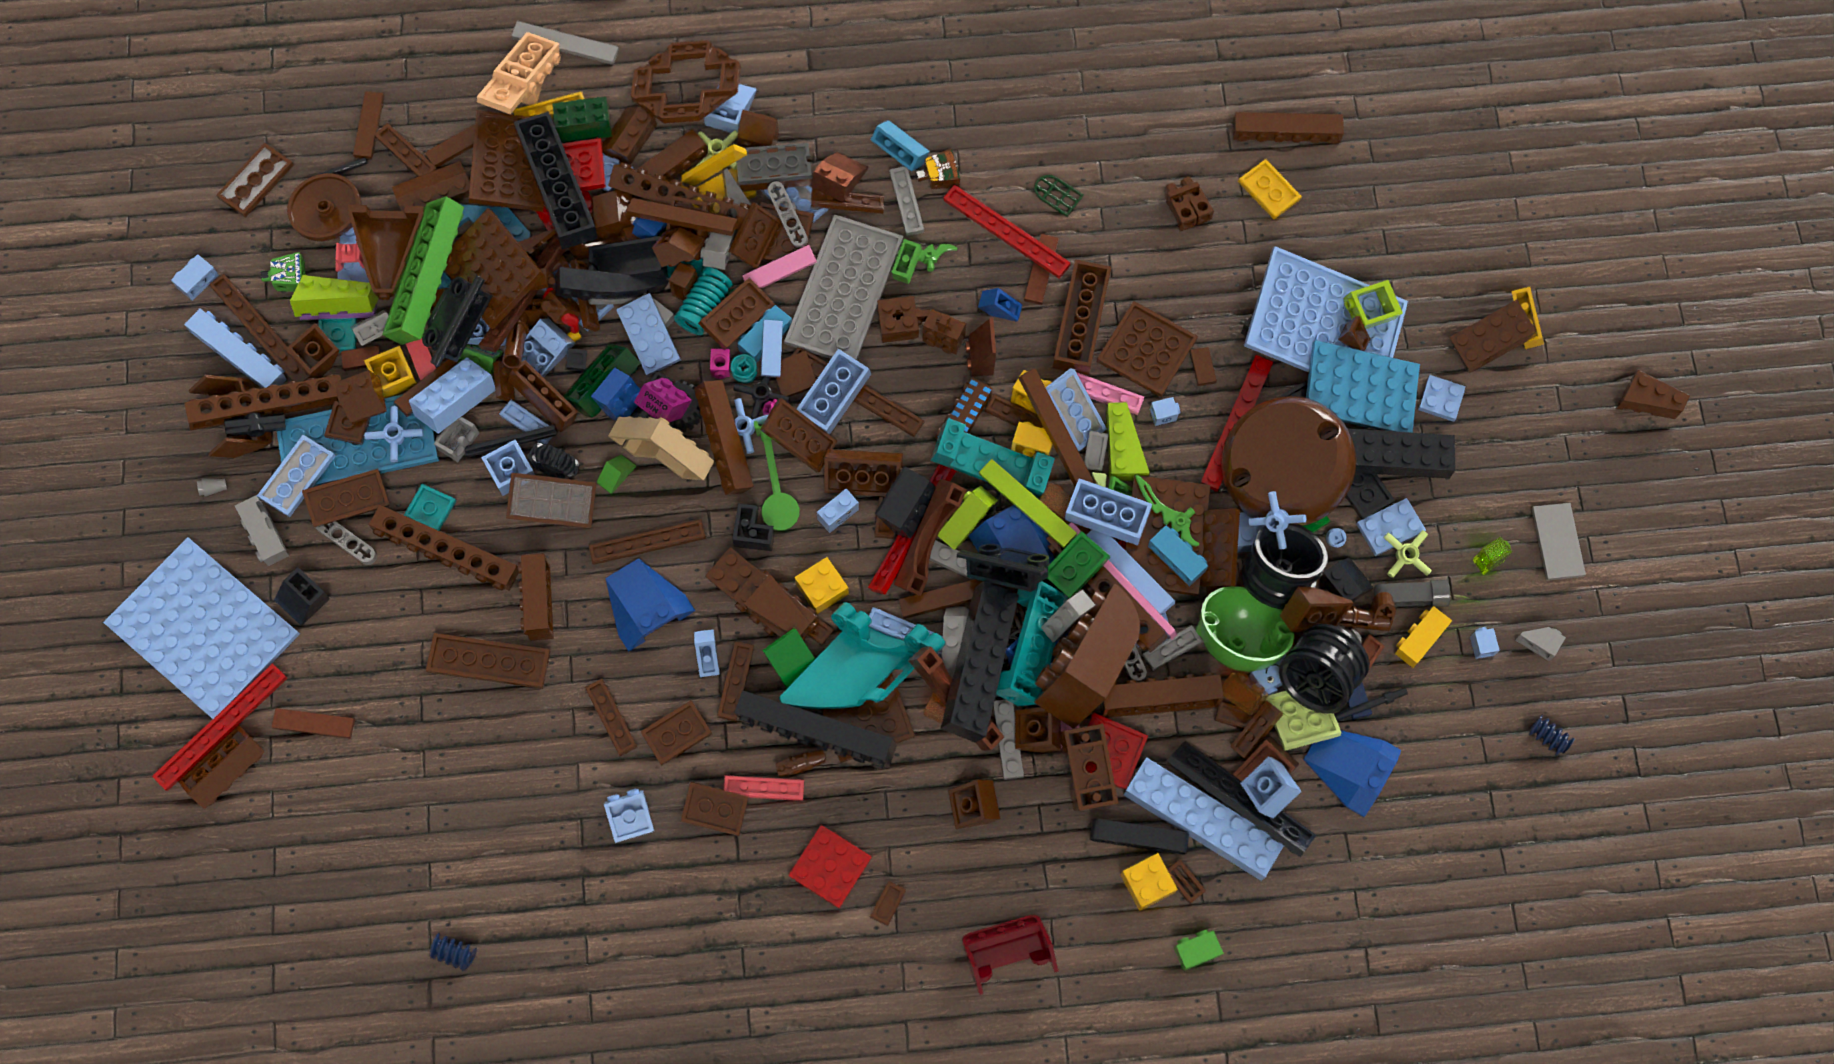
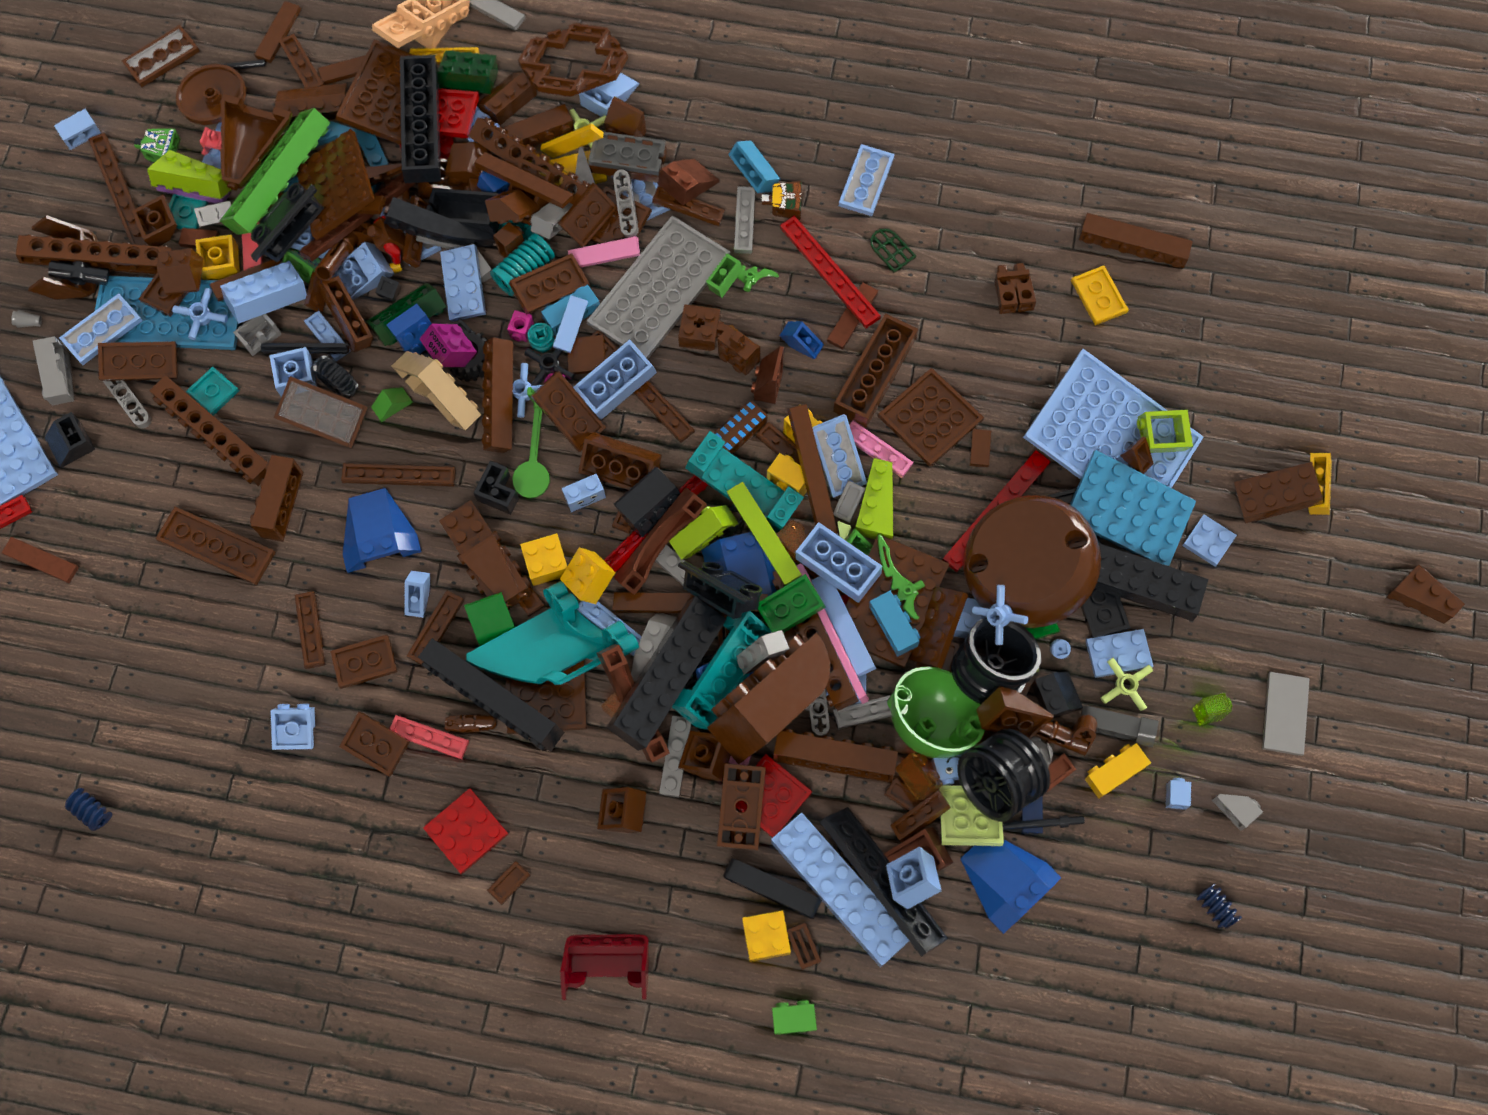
camera: 20 degrees right, 0 degrees up
(234, 350) = (88, 202): light blue brick -> none
(870, 589) = (587, 575): none -> yellow brick
(1012, 131) = (866, 180): none -> light blue piece
(1164, 411) = (928, 481): light blue brick -> none

